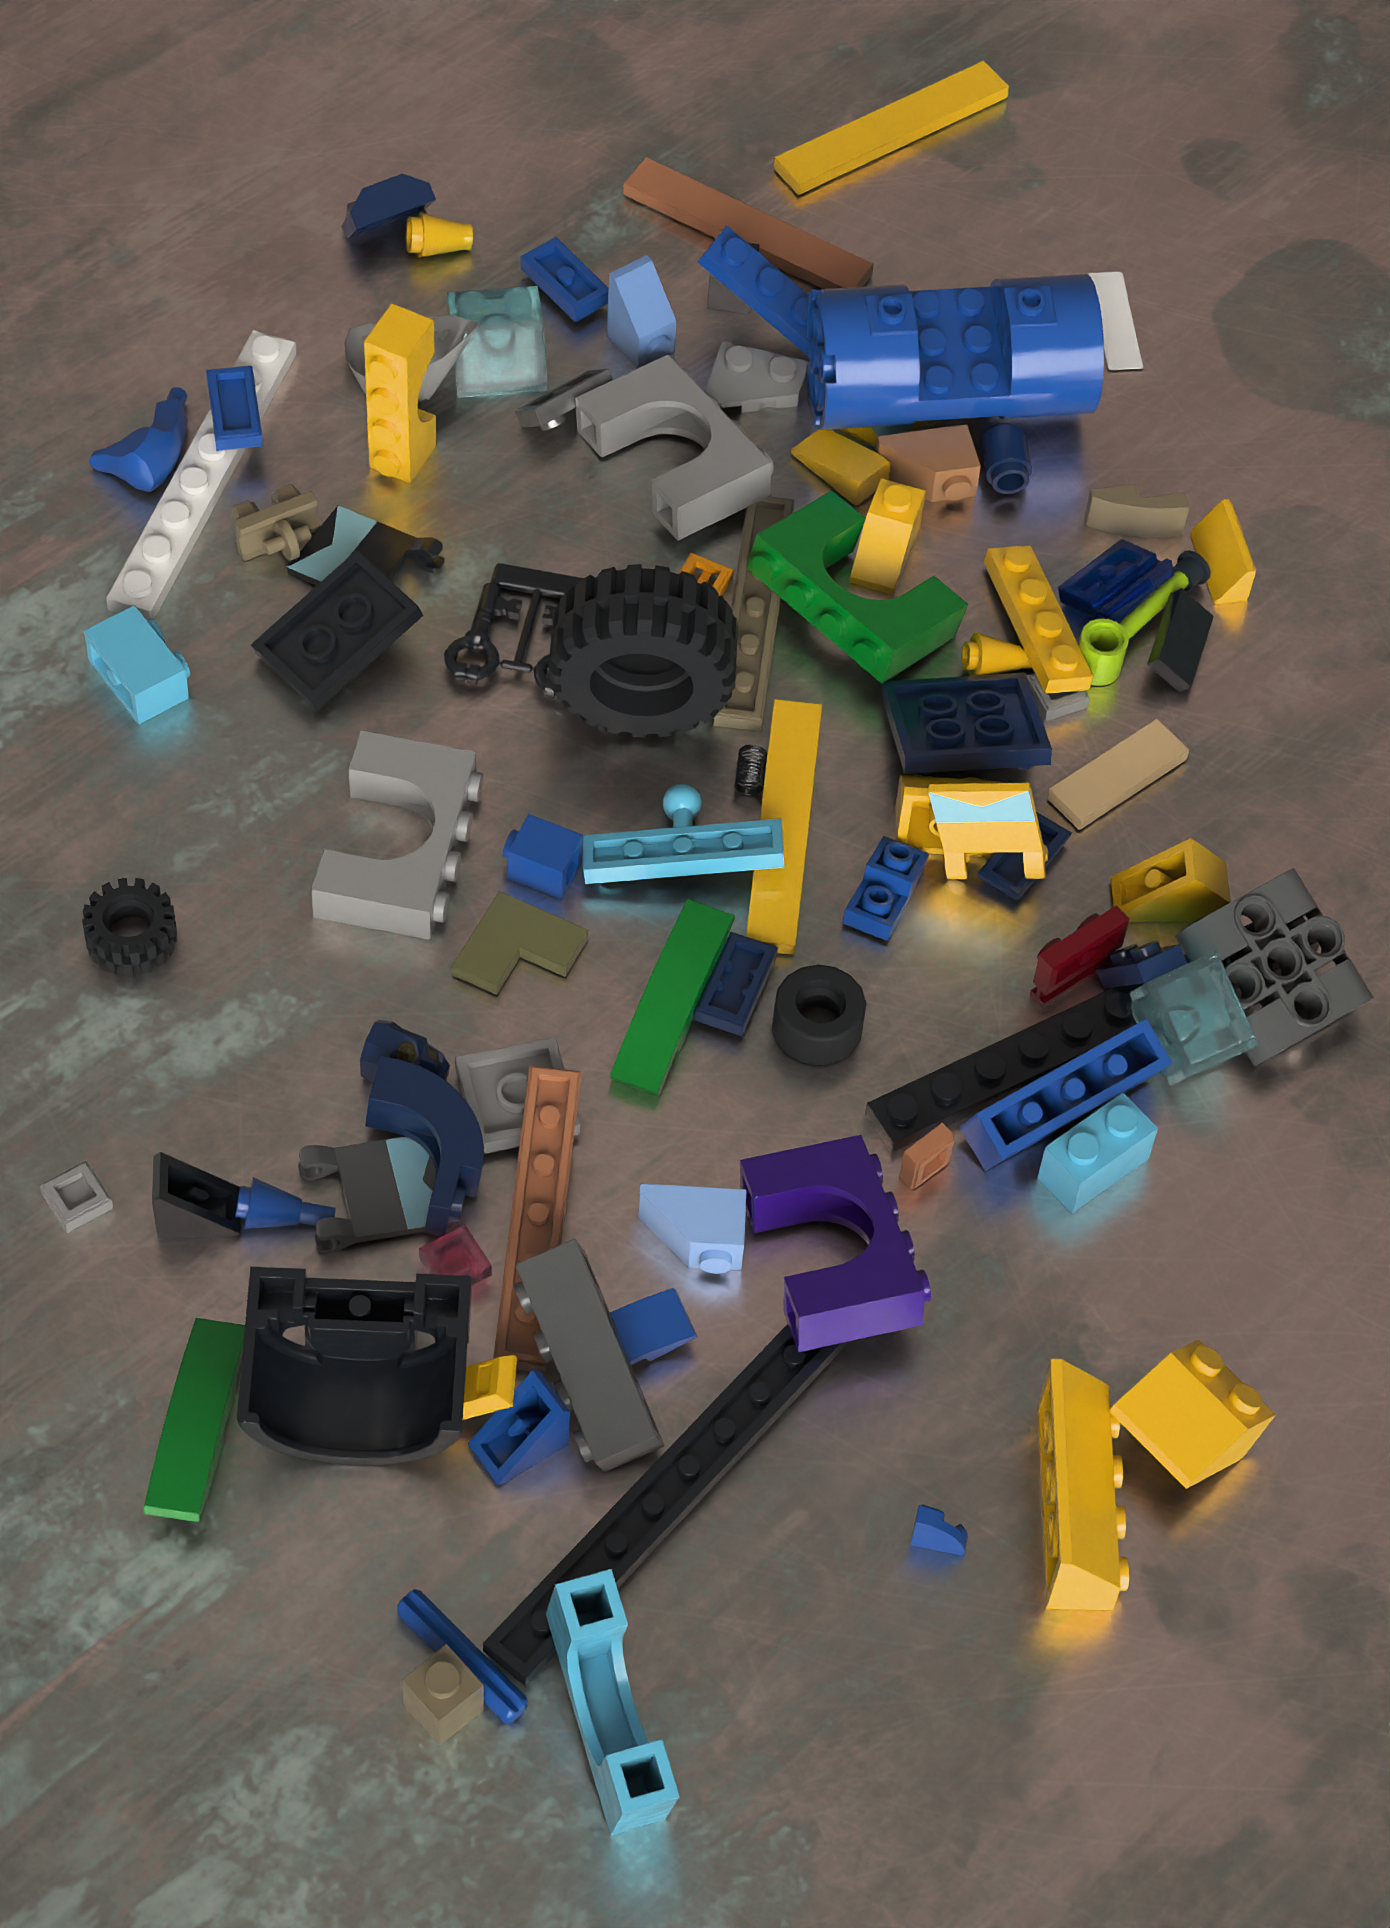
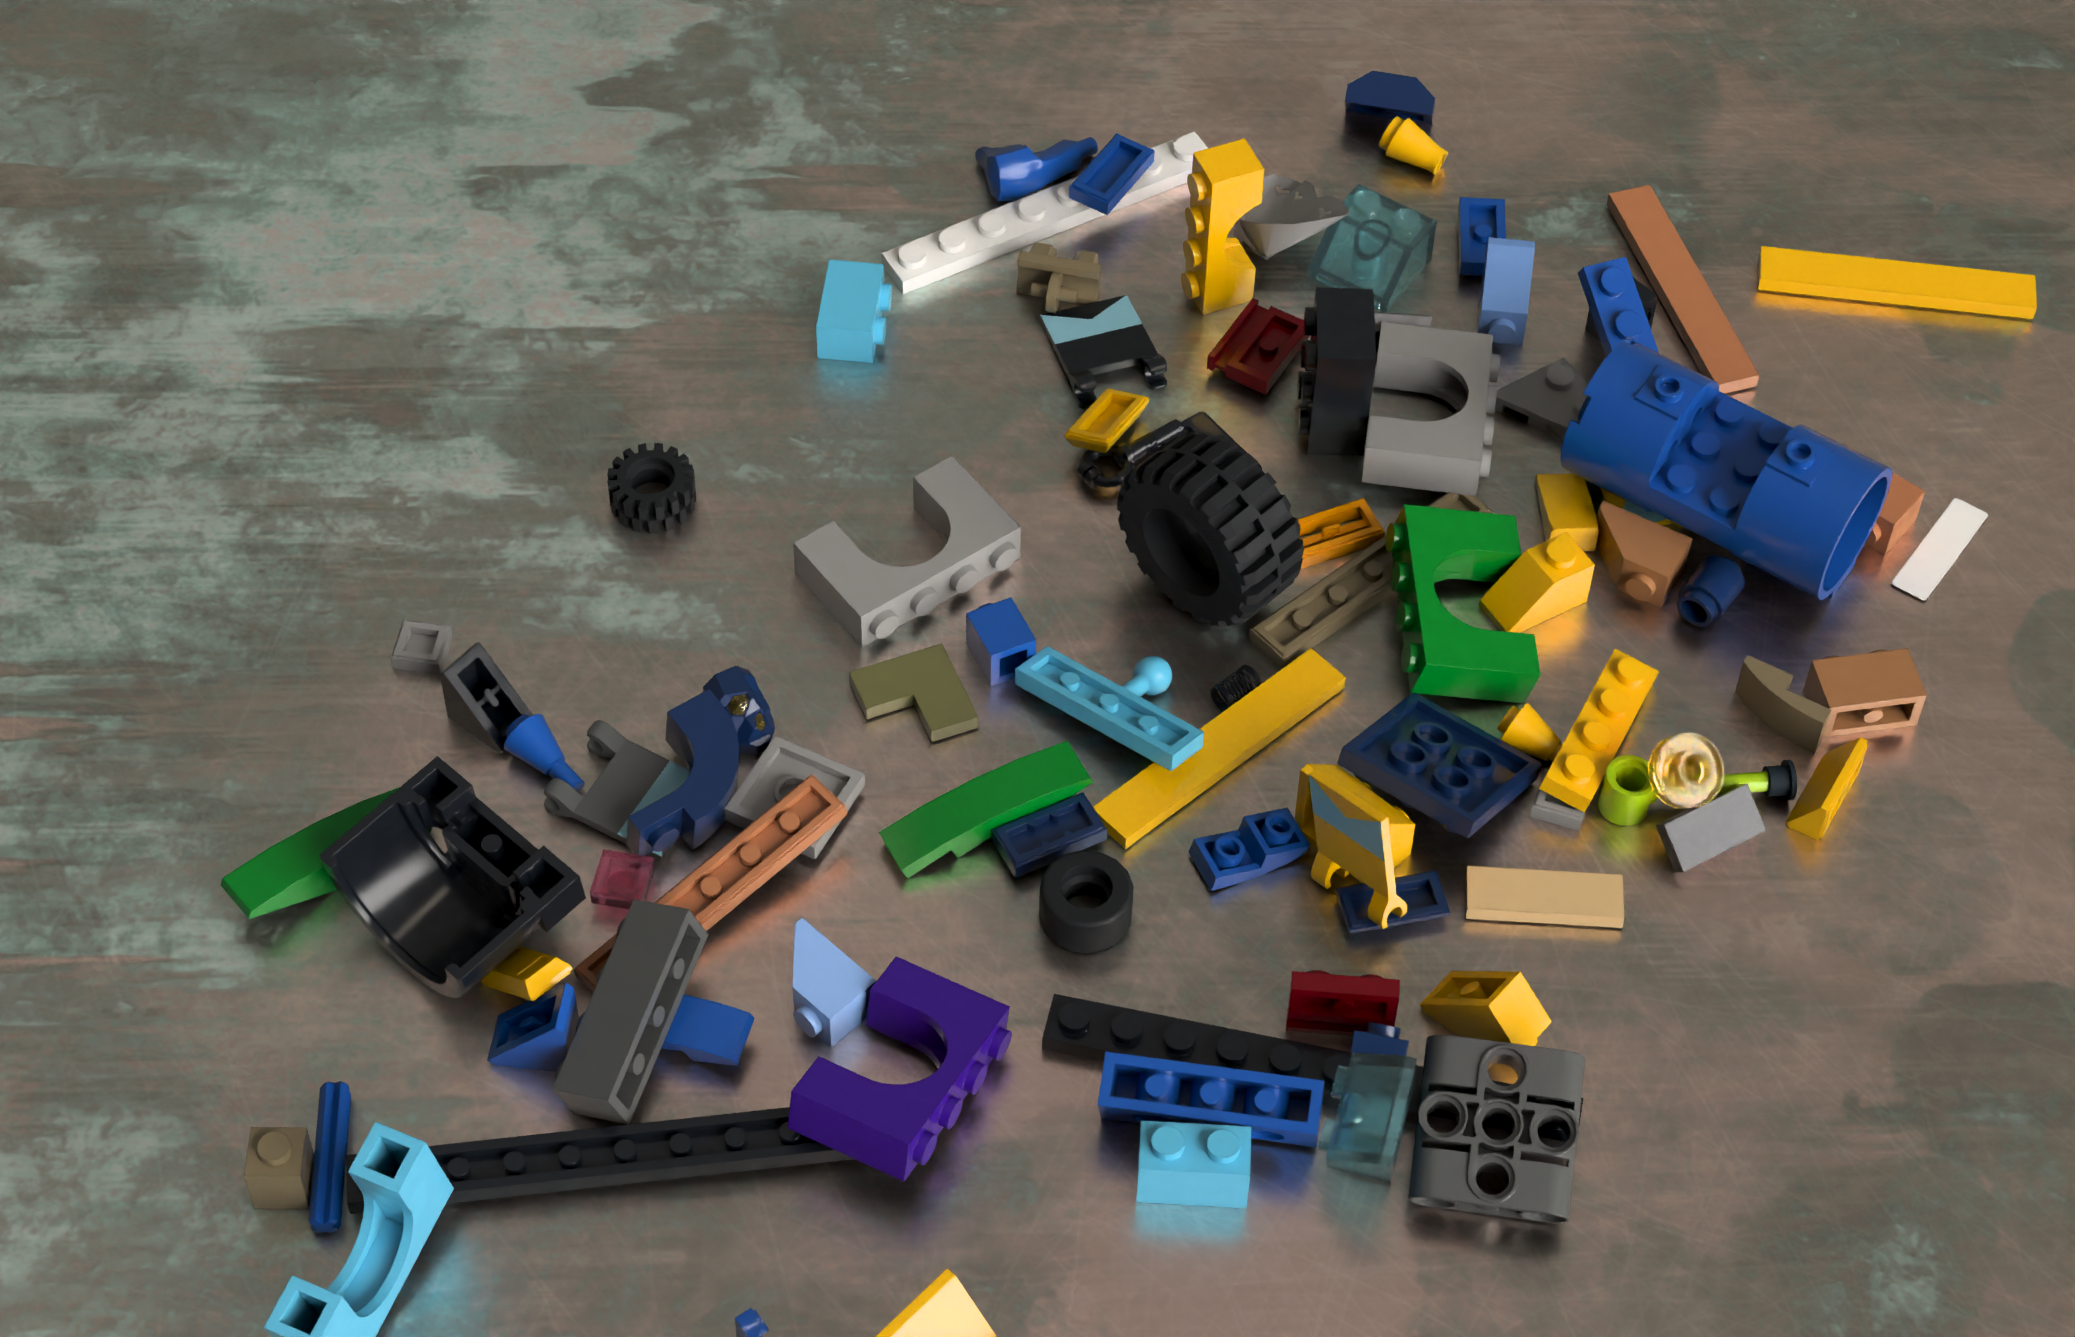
camera: 45 degrees right, 5 degrees down
(337, 630) = (1017, 377): black plate -> none
(442, 624) = (1106, 420): none -> yellow tile
(489, 480) = (1258, 346): none -> dark red plate
(598, 458) = (1339, 371): none -> black brick
(927, 1156) = (1055, 1066): nougat tile -> none
(1115, 581) = (1727, 733): clear blue plate -> none
(1143, 606) = (1686, 771): none -> clear yellow plate
(1183, 459) = (1867, 691): none -> medium nougat brick

